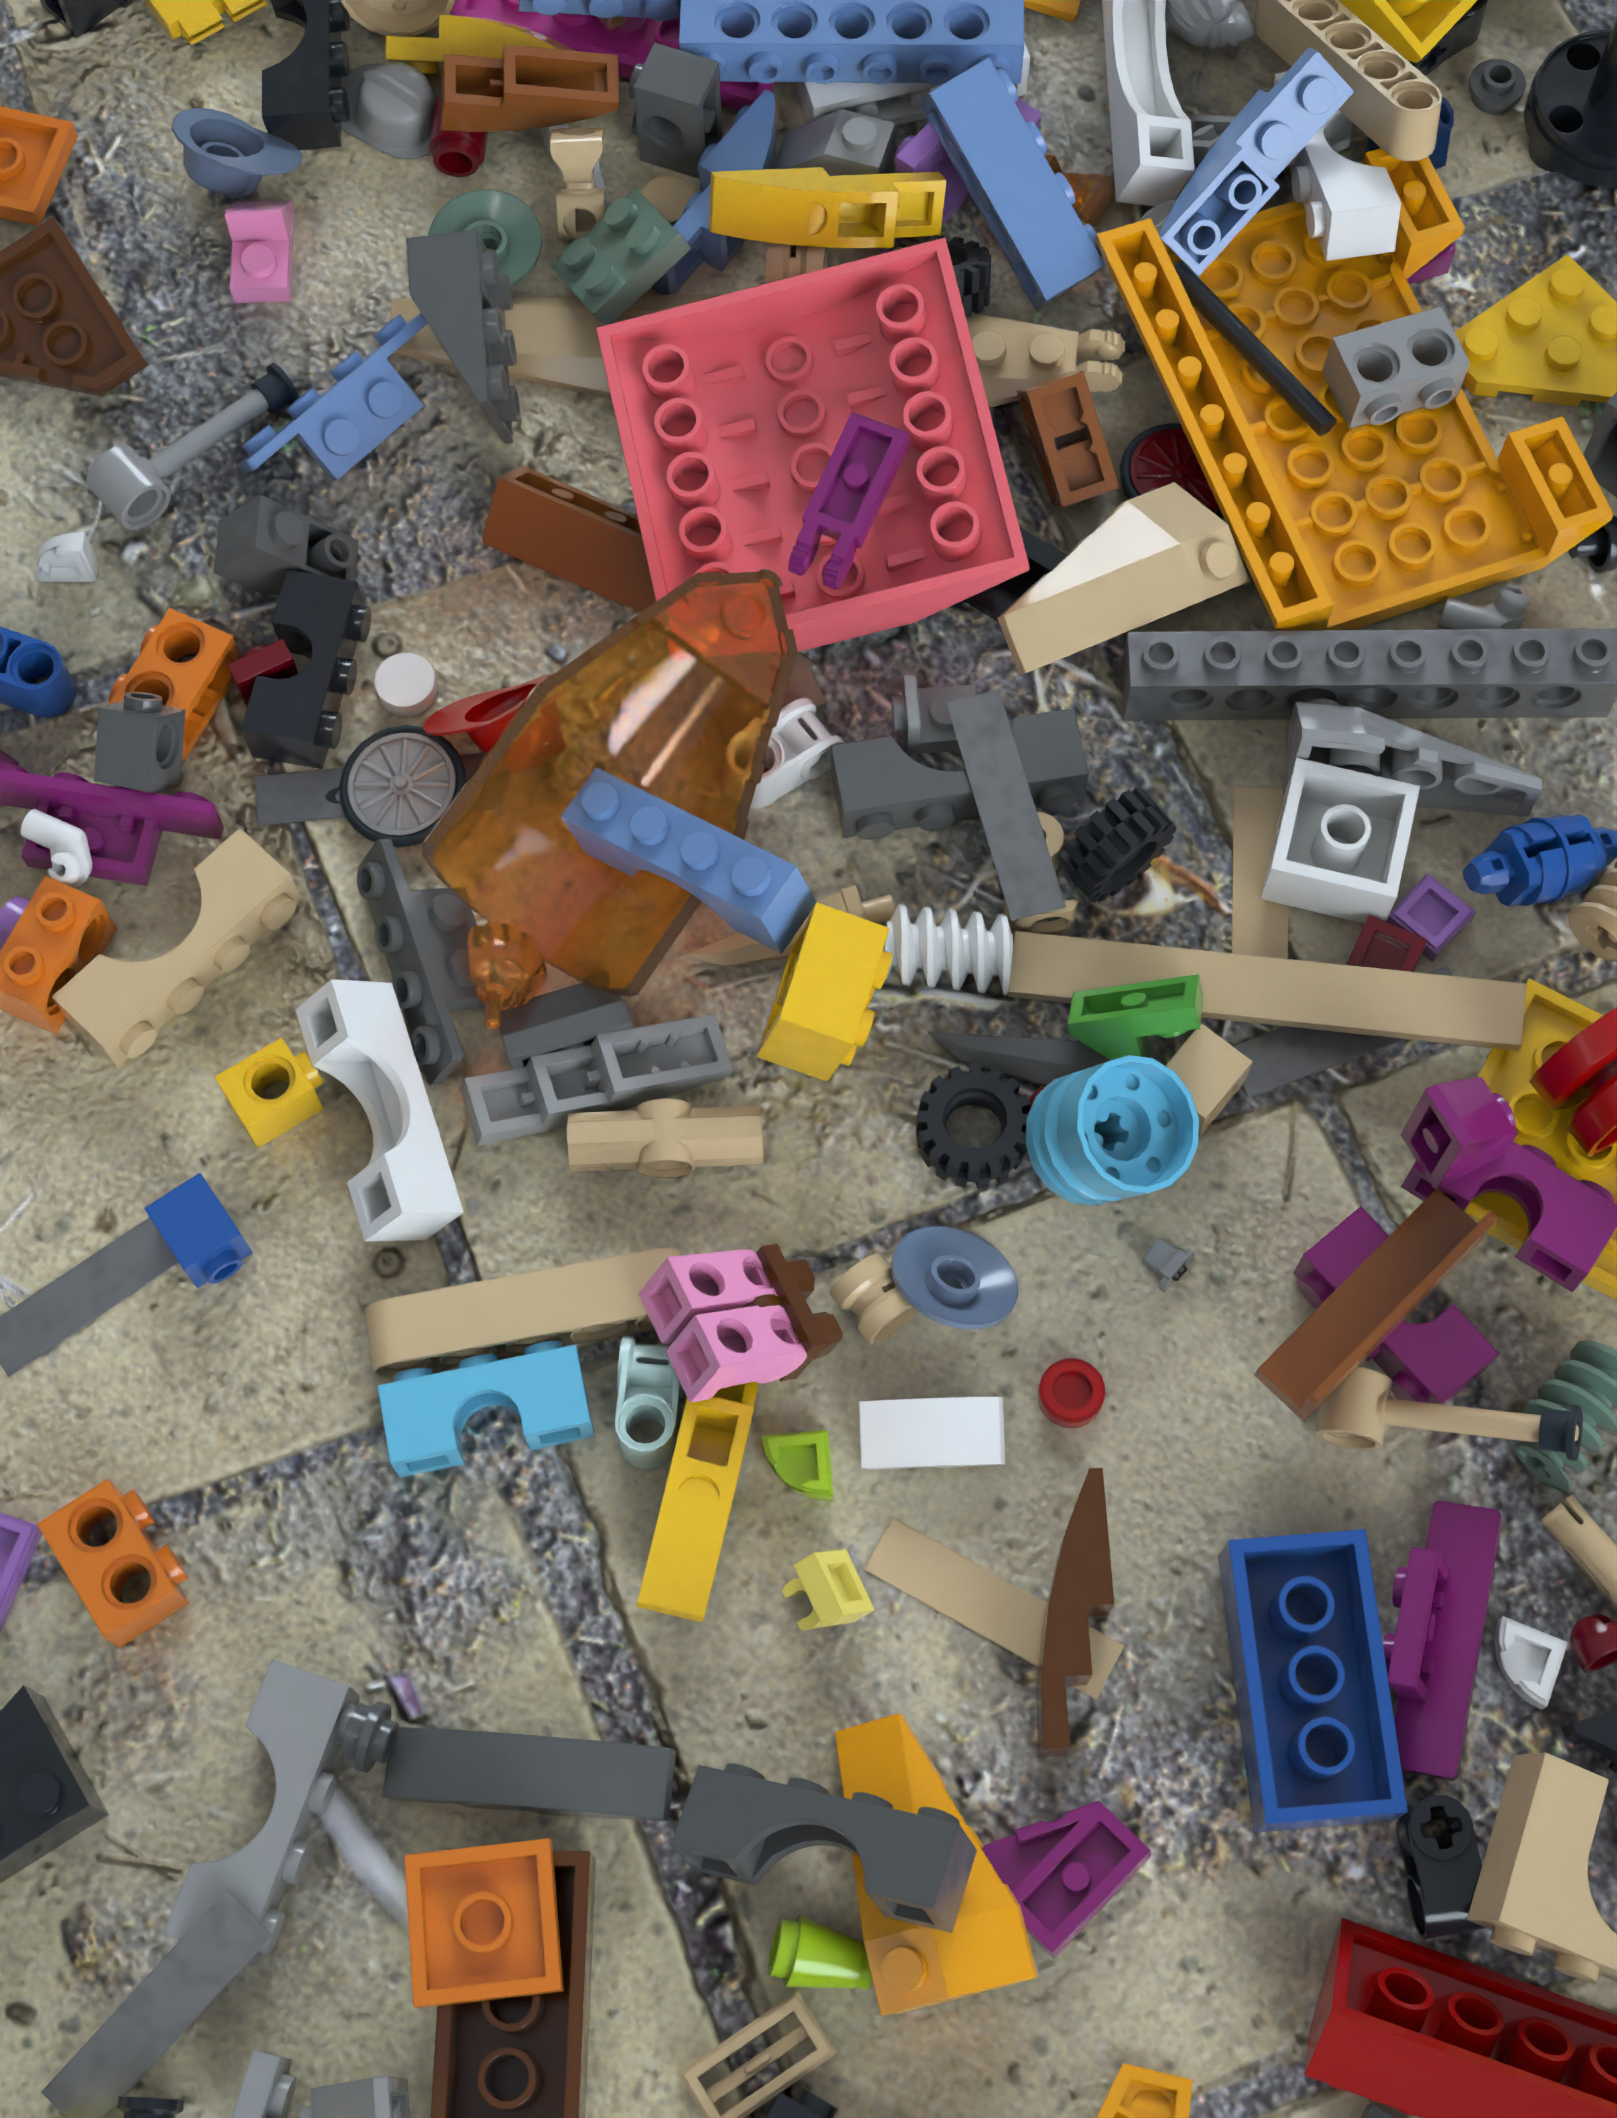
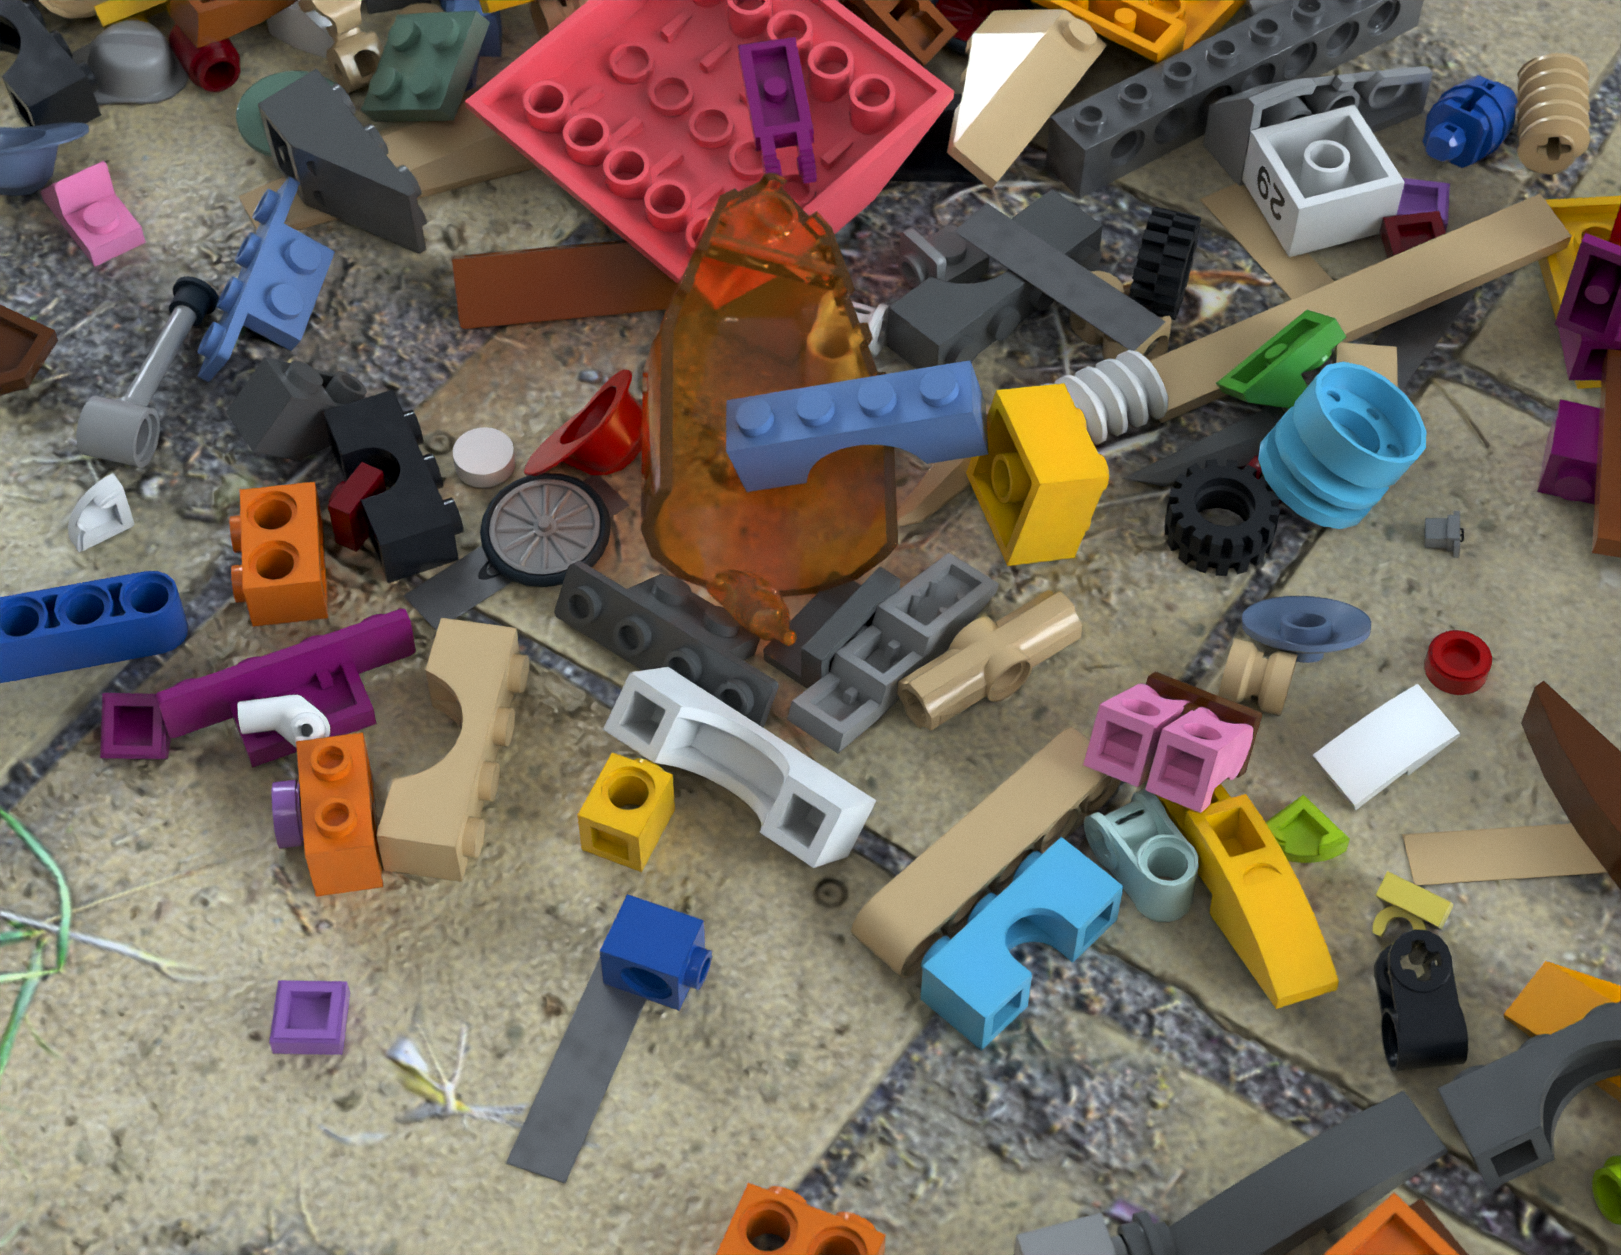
camera: 35 degrees left, 15 degrees down
(139, 743) = (301, 594): dark grey brick -> none
(751, 1687) = (1422, 1015): none -> black piece

